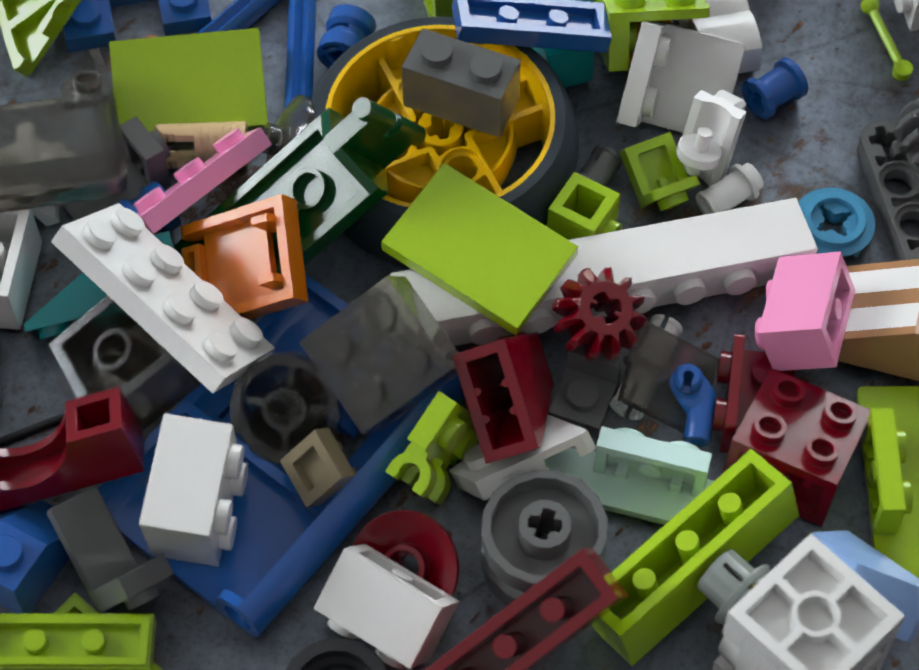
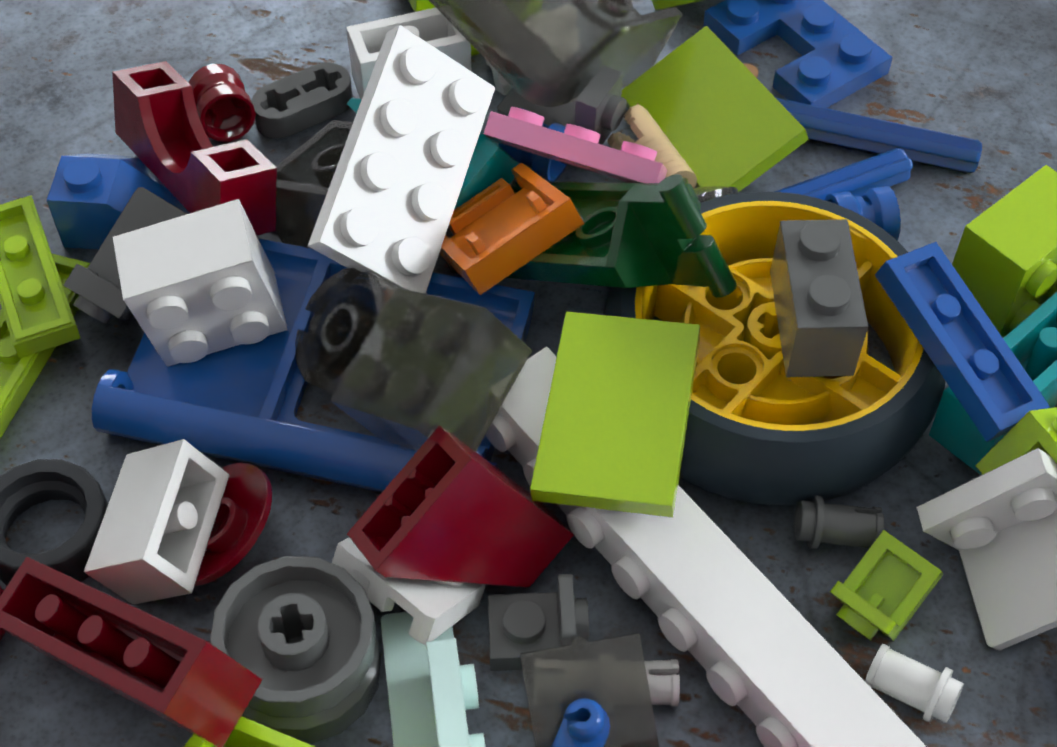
camera: 65 degrees right, 5 degrees down
(318, 467) = (289, 386): dark tan tile -> none
(436, 442) = (352, 472): lime plate -> none
(584, 209) = (762, 518): lime brick -> none
(595, 332) = (575, 581): dark red gear -> none
(711, 135) = (964, 617): white hips -> none

